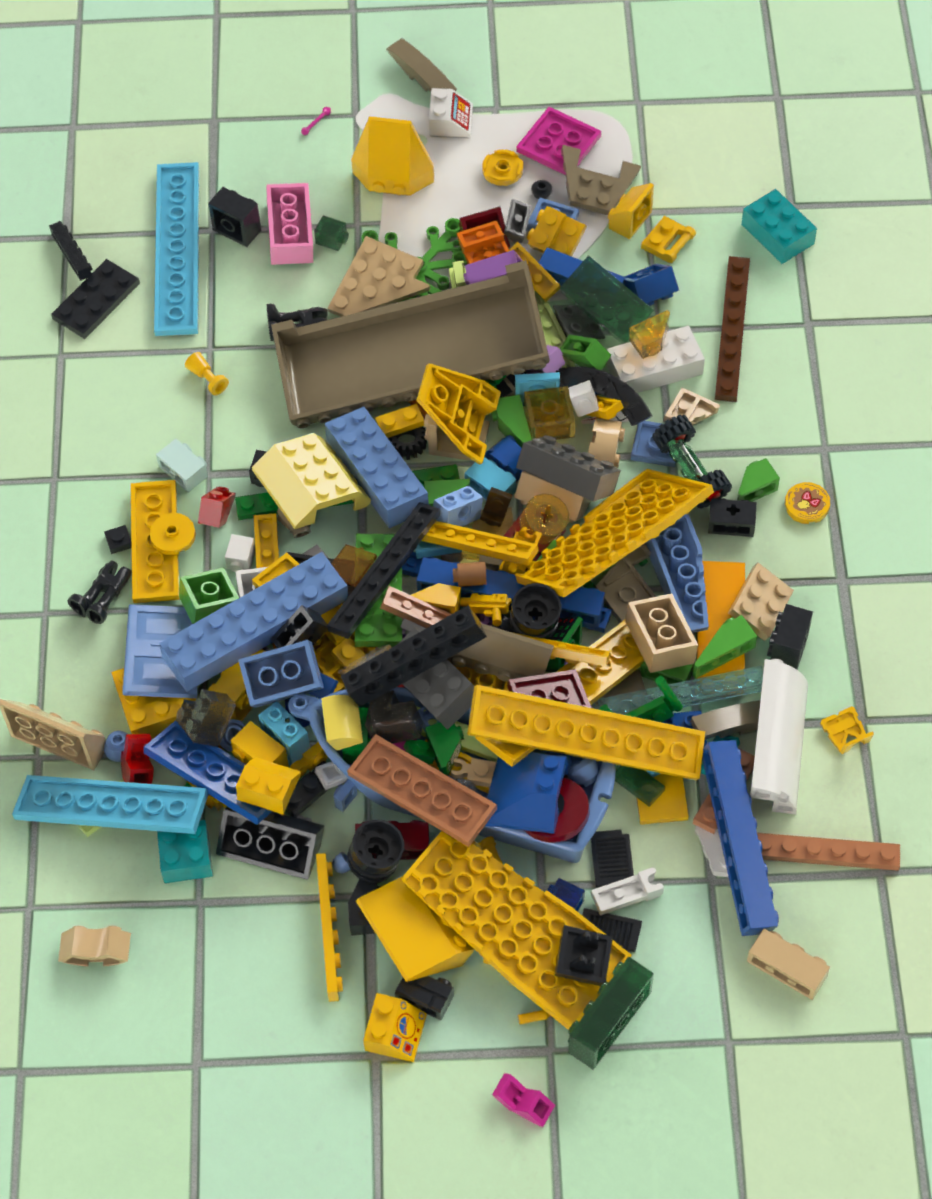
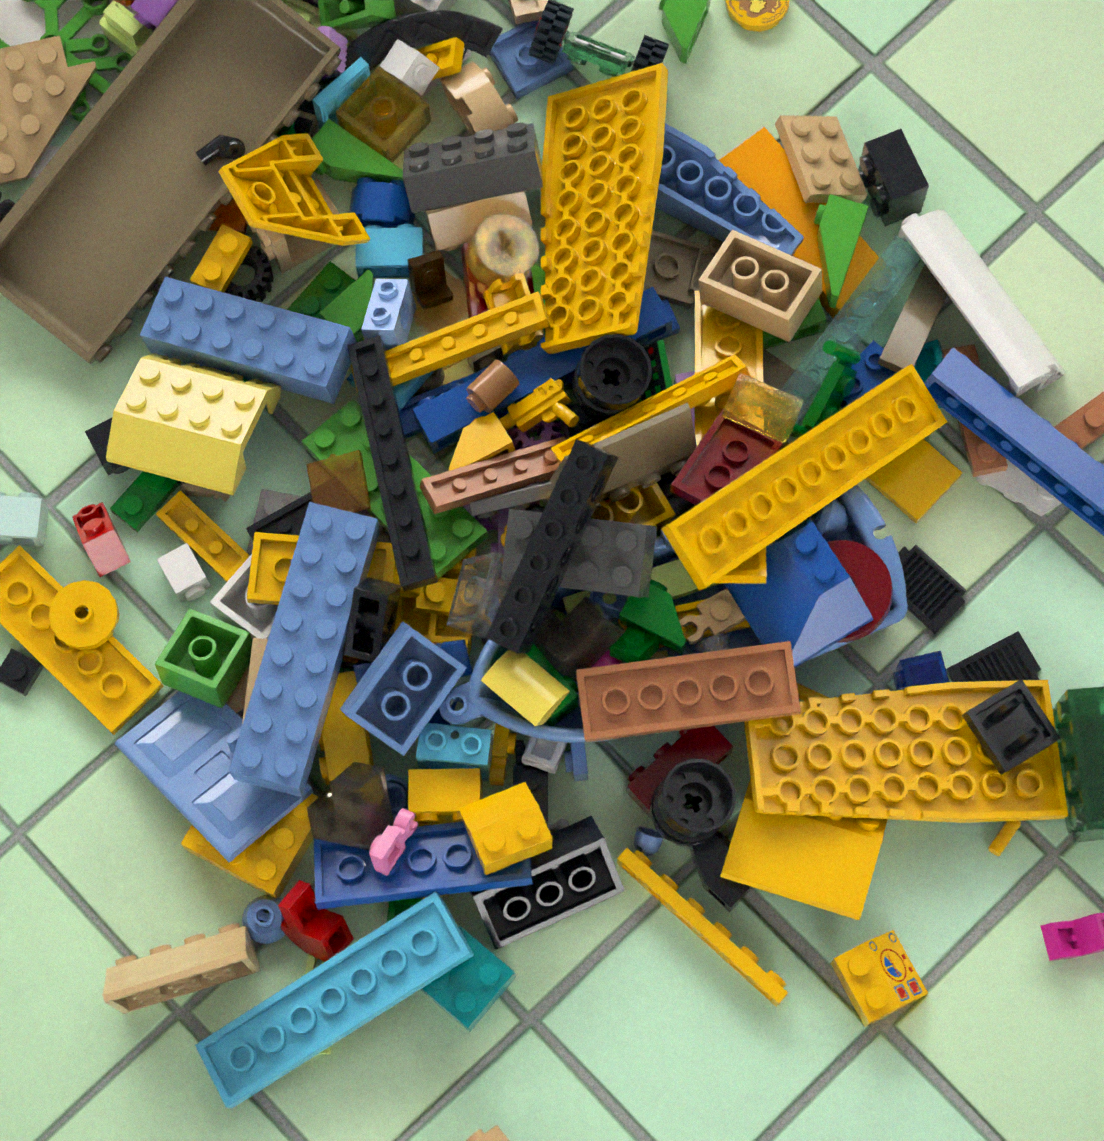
camera: 40 degrees left, 15 degrees up
(106, 583) = (54, 740): black piece -> none
(205, 747) = (390, 845): none -> bright pink plate
(427, 994) = (885, 909): black brick -> none
(448, 363) = (221, 146): none -> black arm
(595, 683) = (762, 408): none -> clear yellow window
(627, 892) = (976, 615): white plate -> none
(639, 784) = (890, 480): clear green plate -> none
(732, 517) = (688, 95): black brick -> none
(845, 724) = (1025, 233): yellow piece -> none

